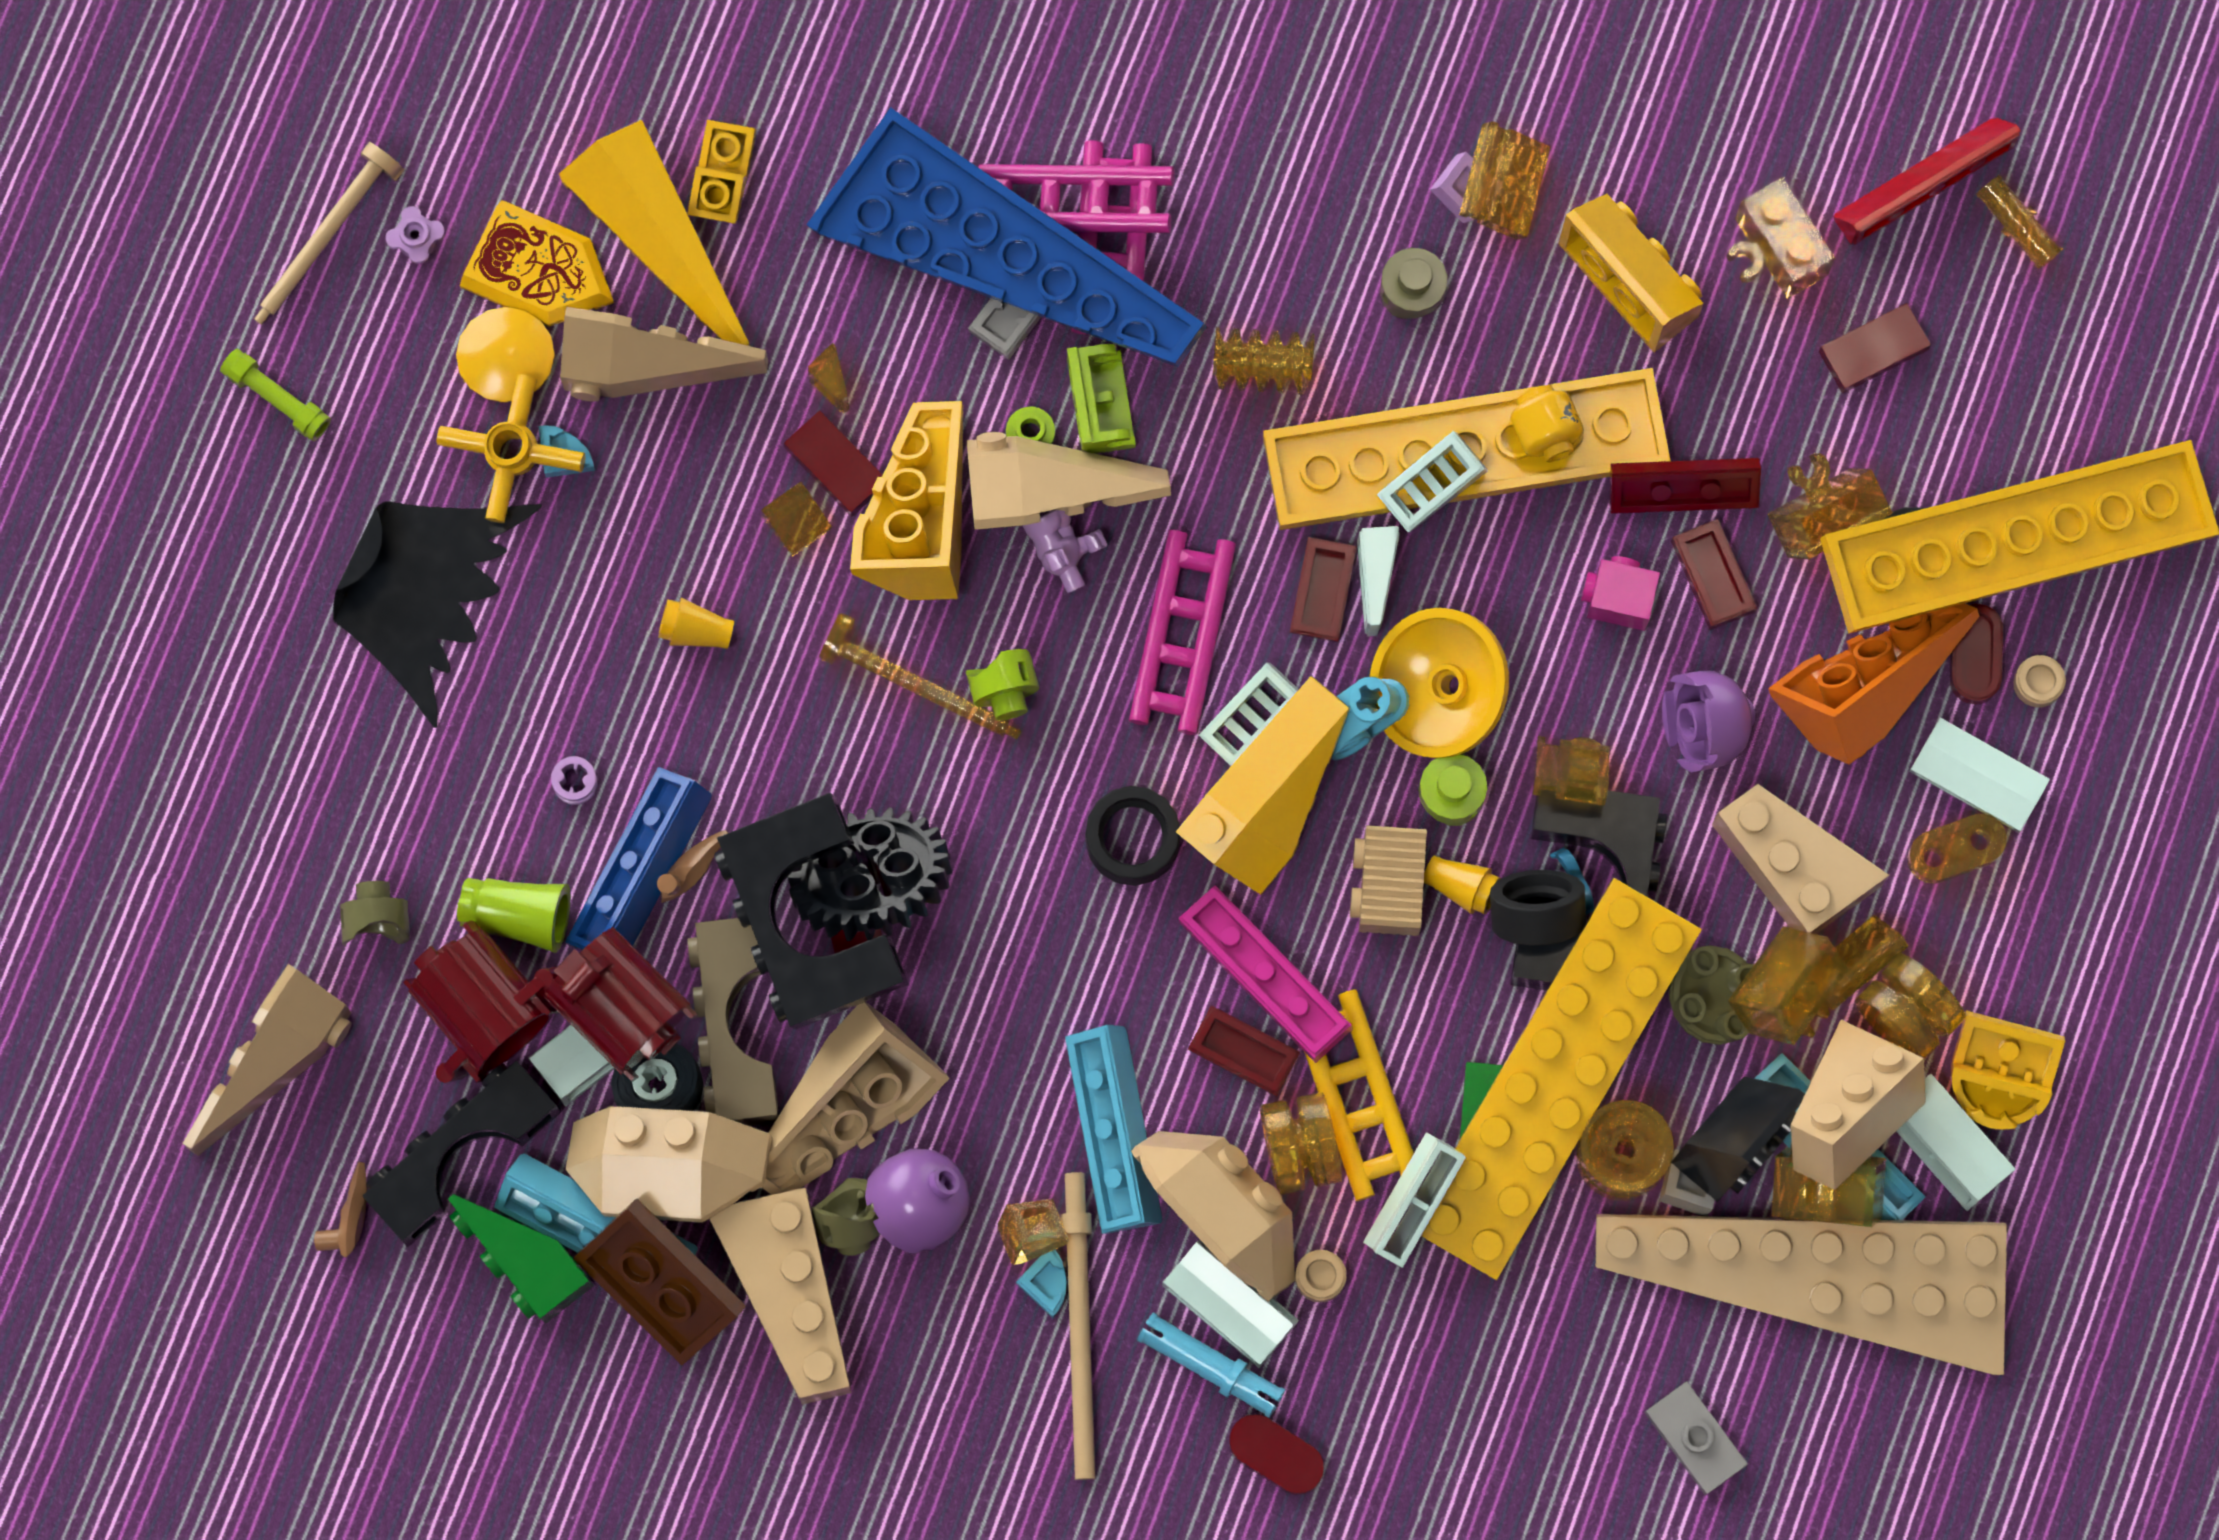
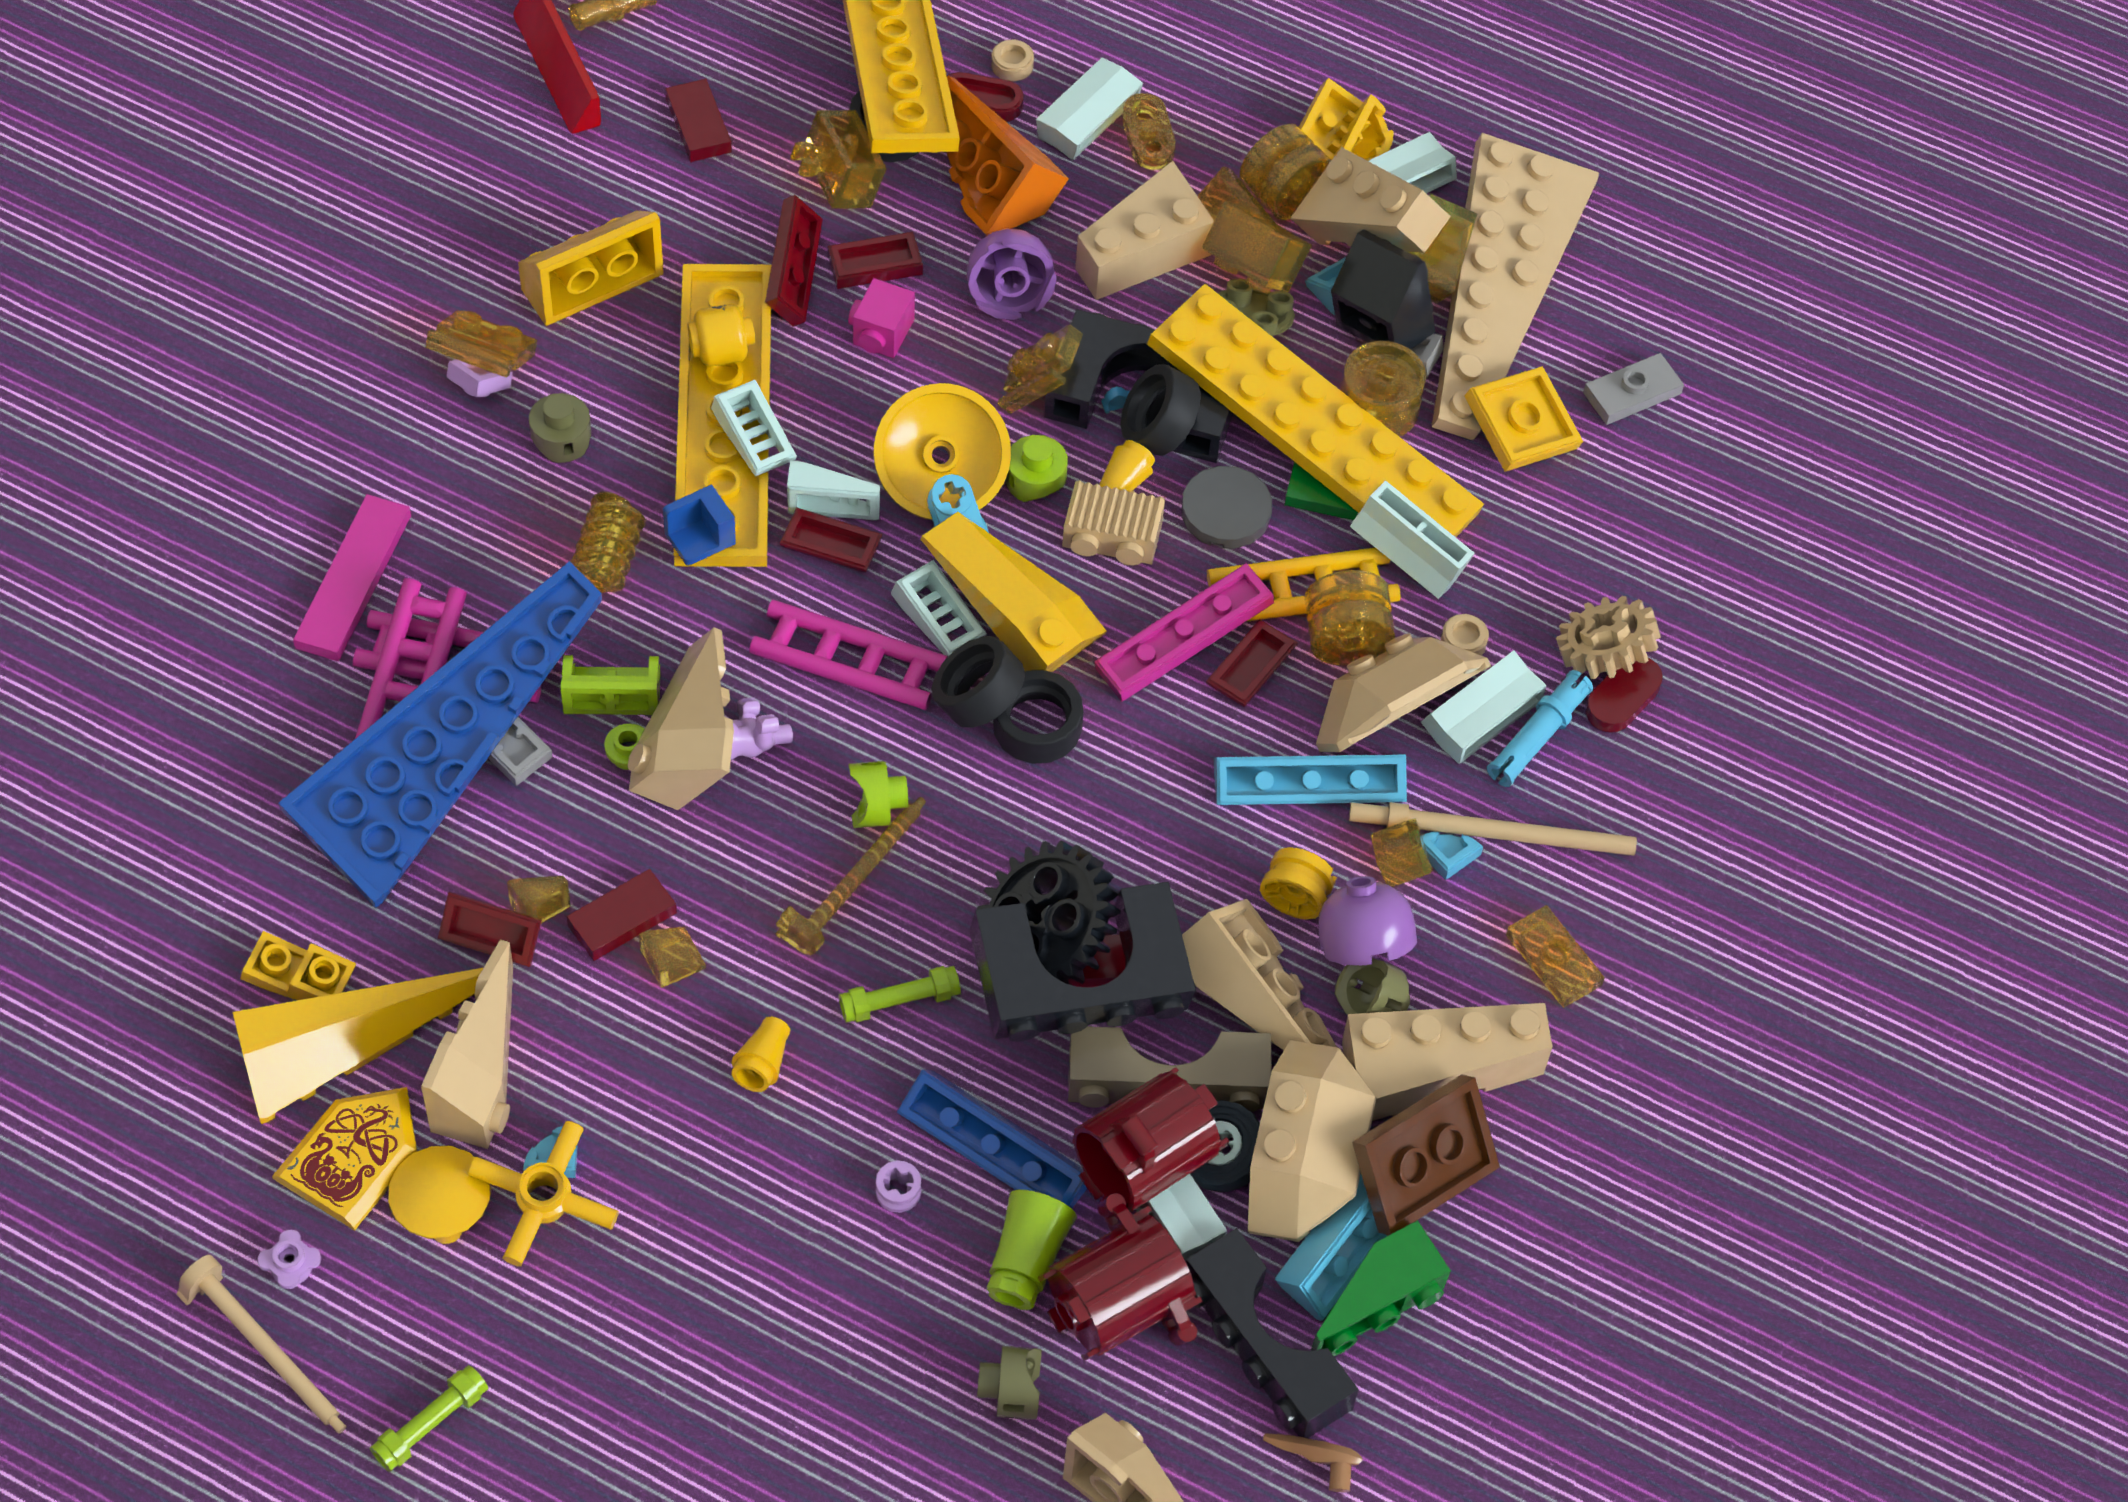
camera: 85 degrees left, 20 degrees down
(408, 586) = (663, 1317): black piece -> none
(688, 868) = (1004, 1096): medium nougat bar -> none
(767, 711) = (858, 1004): none -> lime bar
(793, 339) = (483, 925): none -> dark red tile
(915, 516) = (686, 840): yellow wedge -> none
(936, 1403) = (1555, 956): none -> clear yellow plate
(966, 1125) = (1297, 883): none -> yellow wheel
(1157, 742) = (991, 695): none -> black tyre
(1190, 118) = (352, 577): none -> dark pink tile
(1292, 448) = (699, 525): none -> blue panel
(1331, 1427) = (1608, 637): none -> tan gear
(1445, 1001) = (1226, 506): none -> dark grey tile
(1617, 1313) = (1523, 418): none -> yellow tile
(1781, 239) = (588, 156): clear yellow brick -> none

